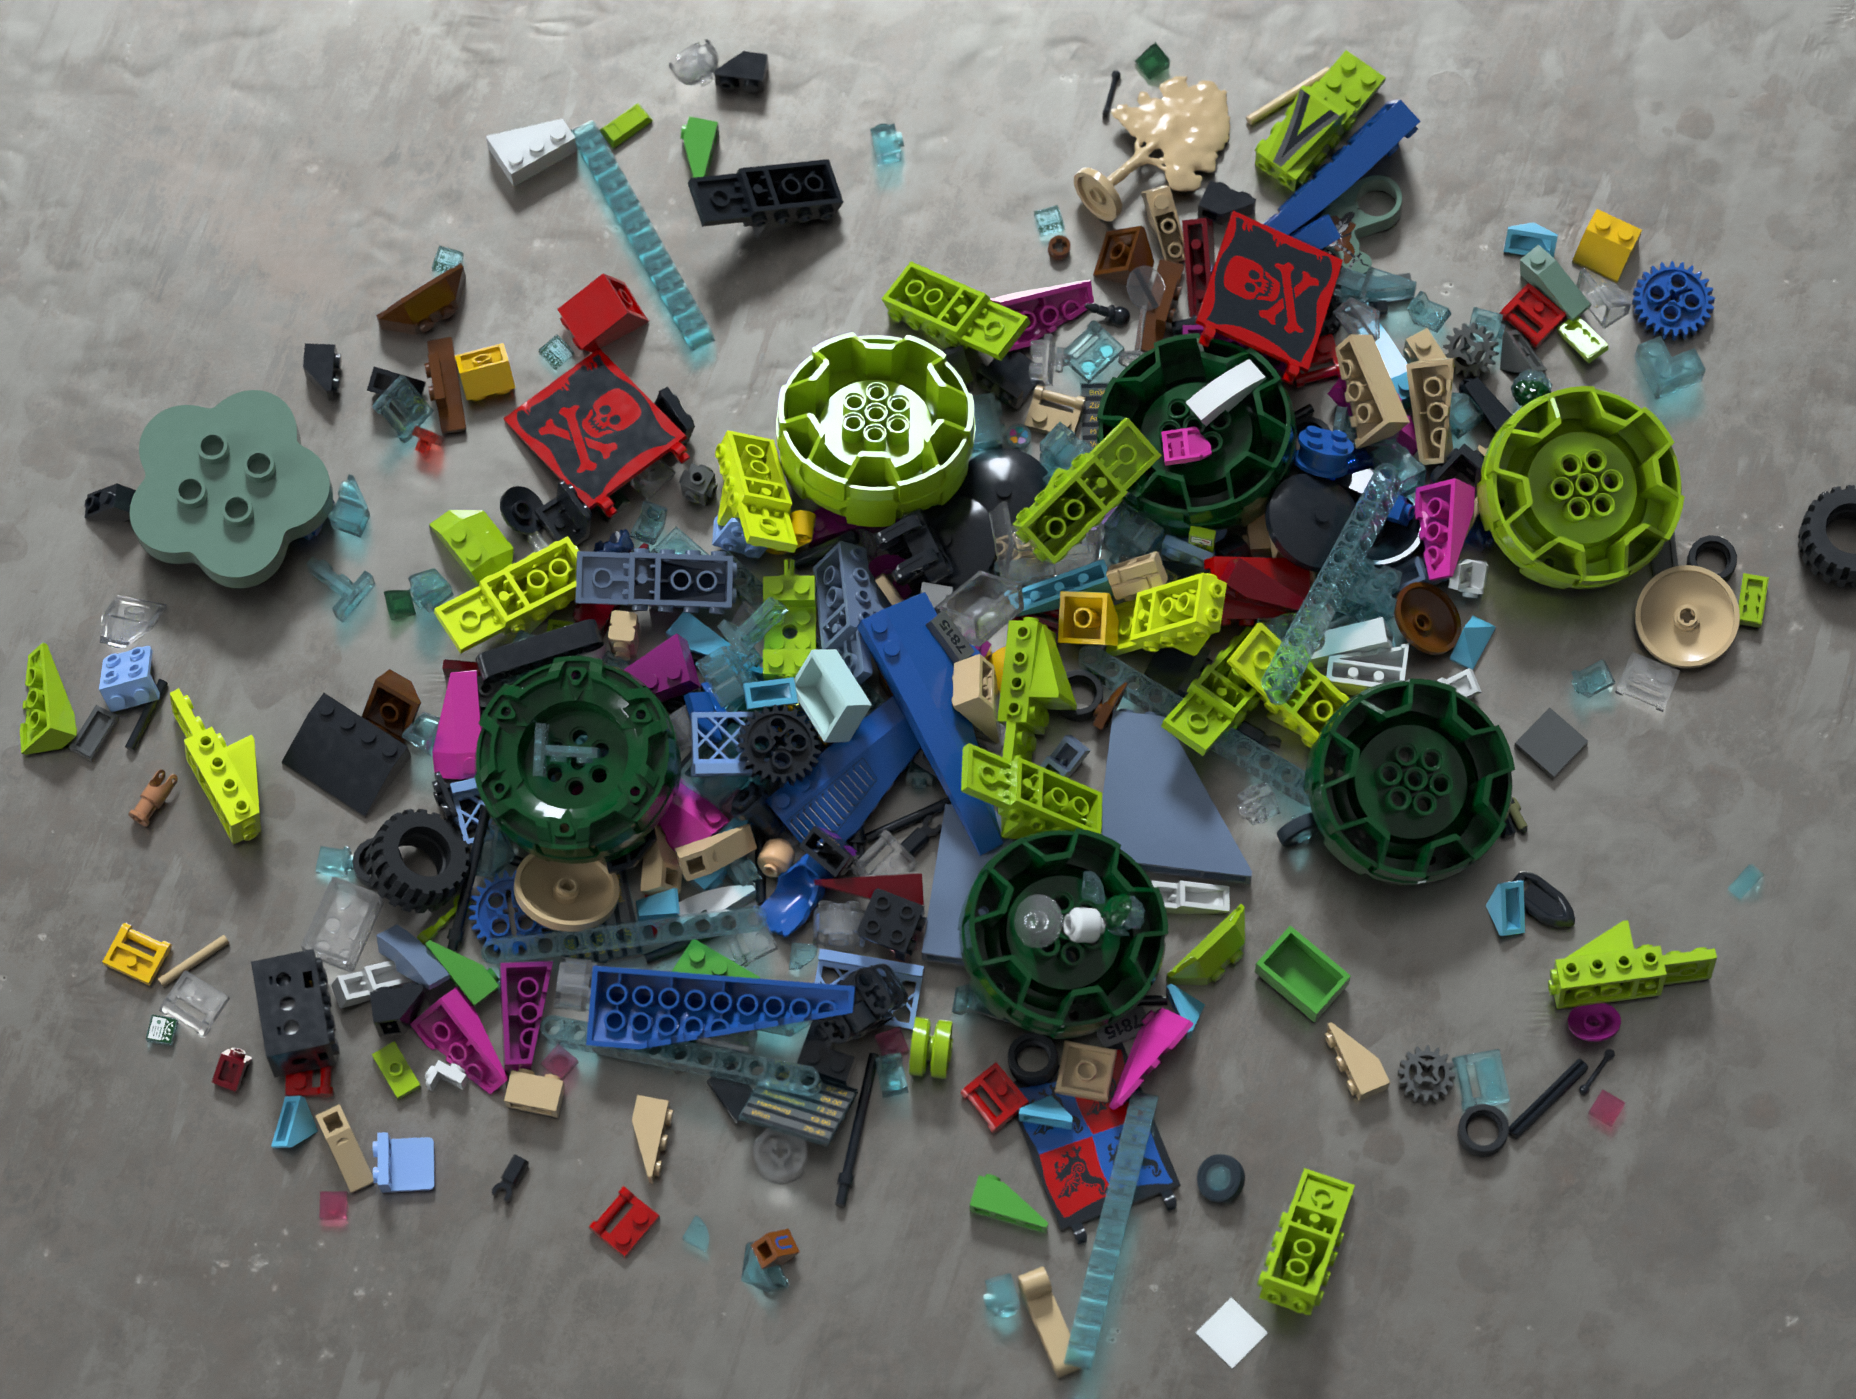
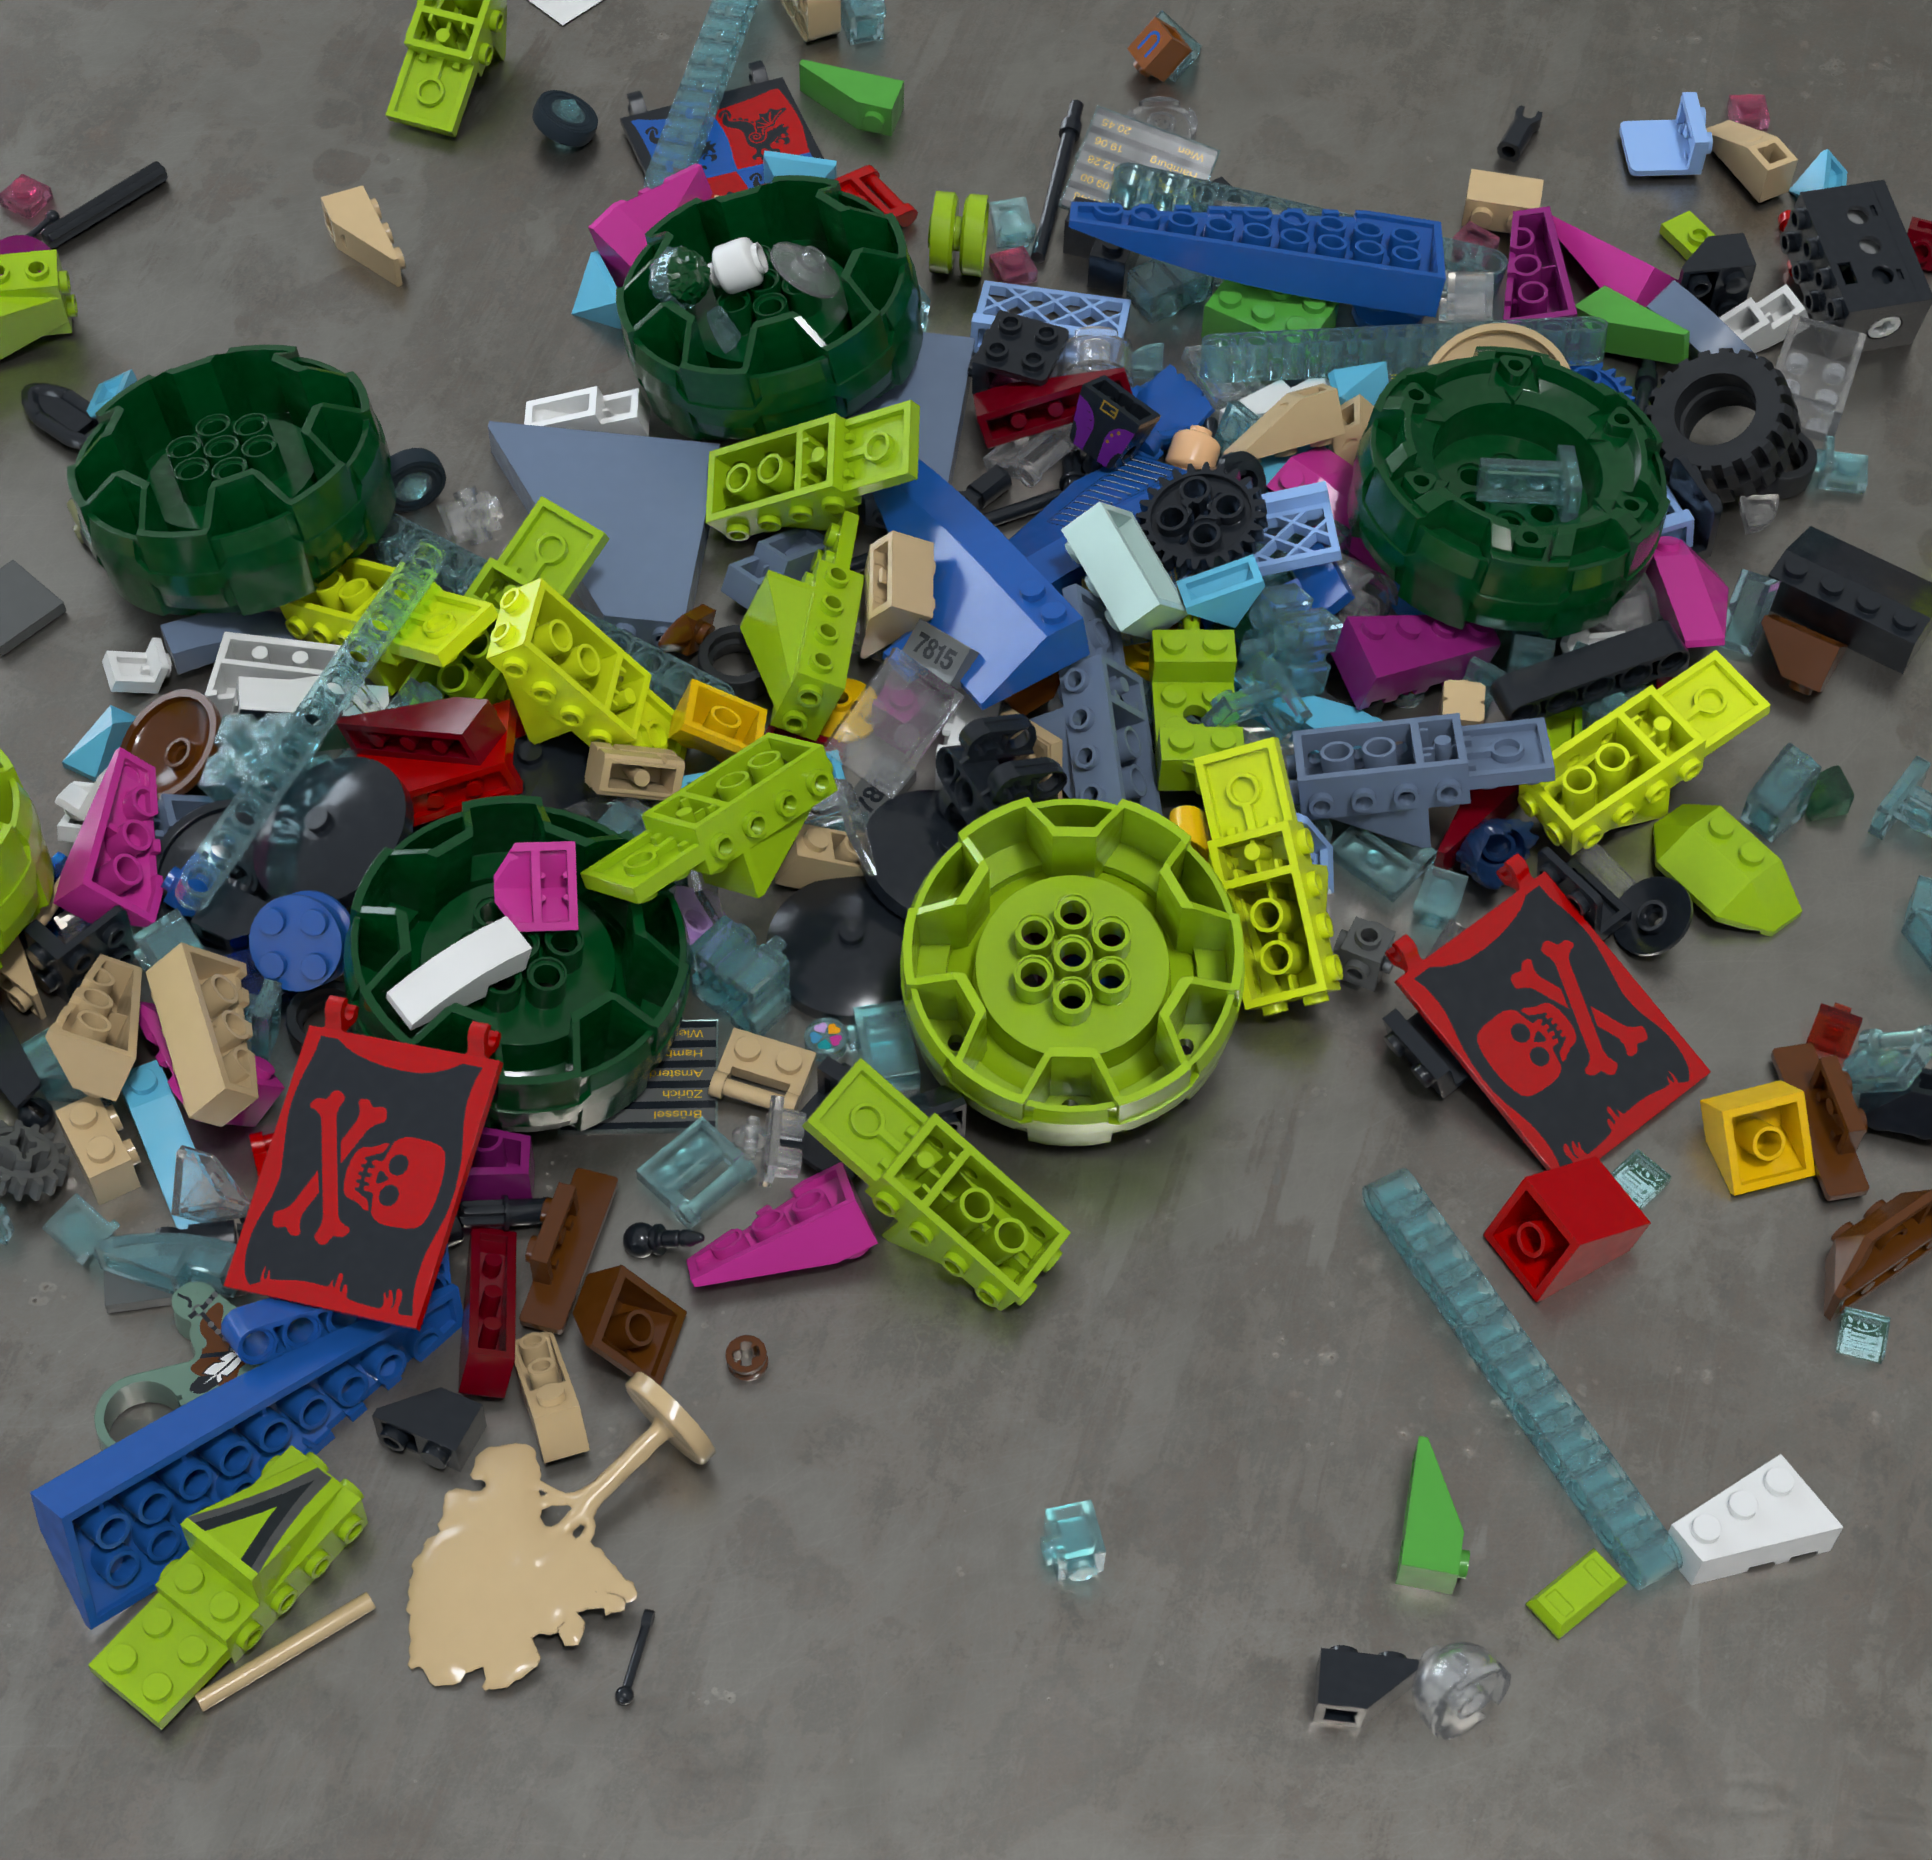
camera: 175 degrees right, 15 degrees down
(452, 1074) = (1626, 229): white bracket -> none
(630, 1228) = (1353, 87): red plate -> none
(649, 1123) = (1340, 167): tan slope -> none
(697, 1234) = (1263, 82): clear light blue tile -> none
(768, 196) = (1294, 1398): black wedge -> none
(871, 1004) = (1047, 255): black piece -> none
(1049, 220) = (763, 1408): clear light blue tile -> none
(1146, 292) = (599, 1246): clear piece -> none
(1153, 61) = (549, 1718): clear green slope -> none
(1213, 953) = (557, 348): lime wedge -> none
(1302, 973) = (428, 317): bright green piece -> none
(1434, 1082) = (268, 222): dark grey gear -> none
(1489, 1076) = (181, 223): clear light blue plate -> none
(1495, 1114) = (203, 187): black tyre -> none

